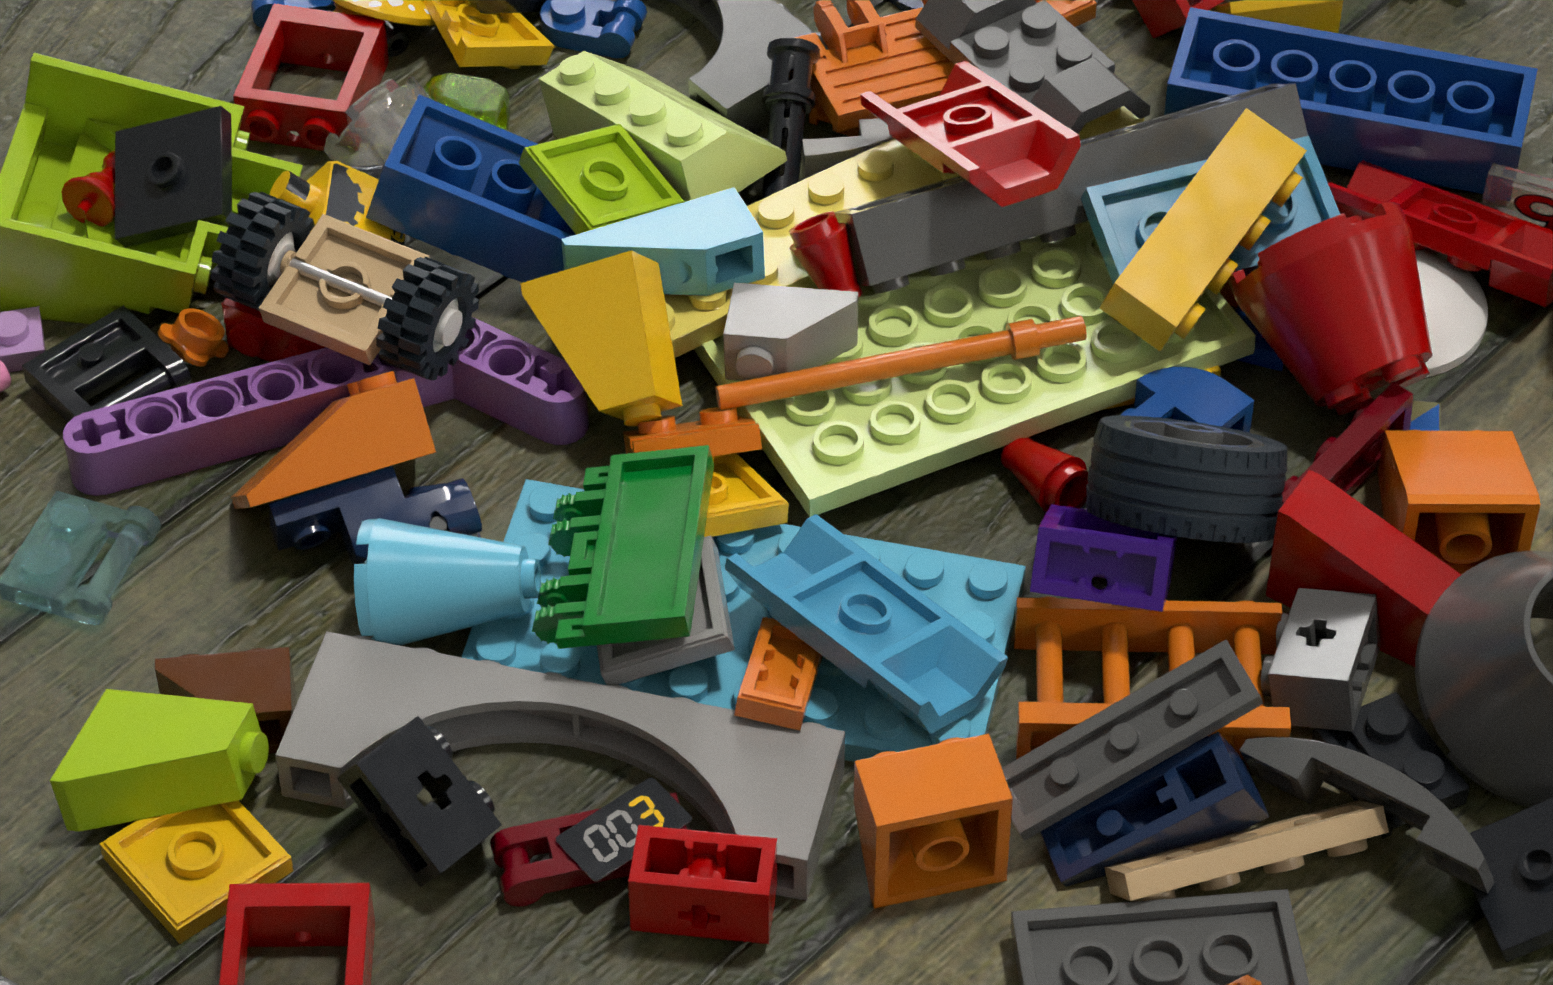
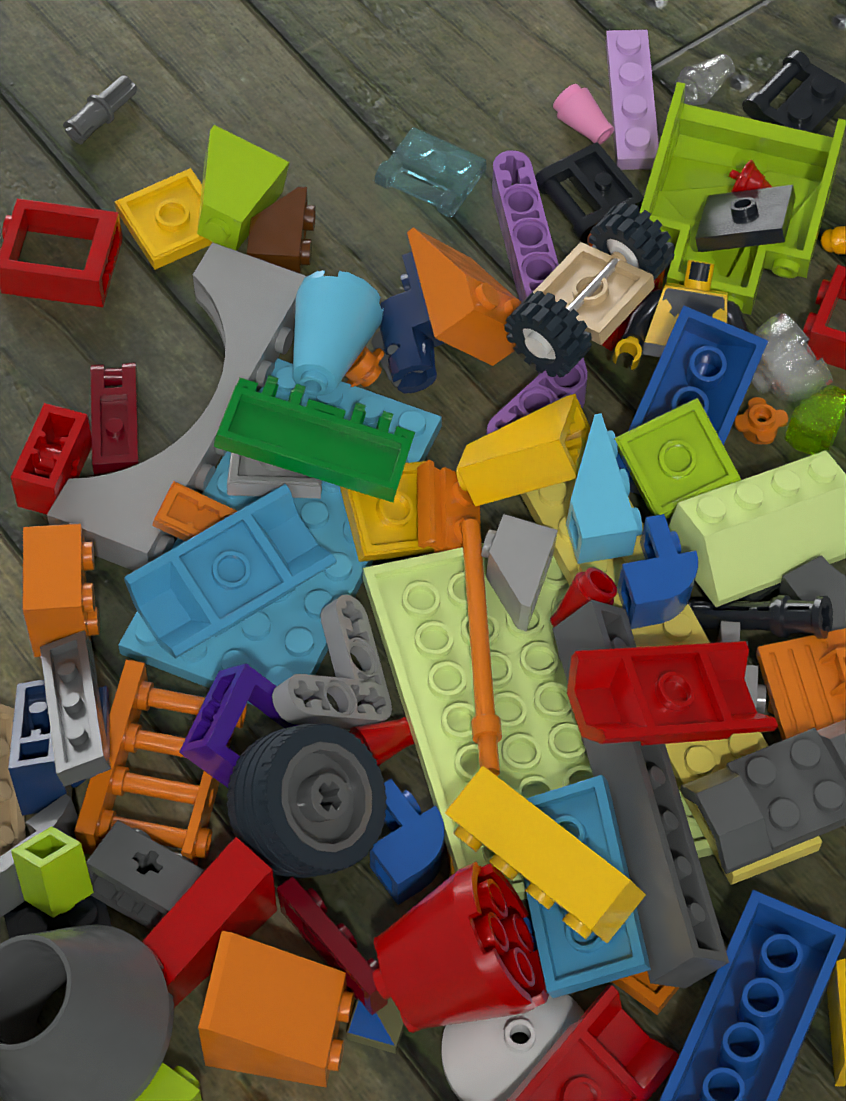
camera: 100 degrees right, 10 degrees up
(386, 791) = (156, 313): black brick -> none
(609, 835) = (115, 428): black sticker -> none
(783, 176) = (660, 584): none -> blue brick
(1002, 490) = (346, 632): none -> light grey beam
(1366, 719) = (52, 871): none -> lime brick

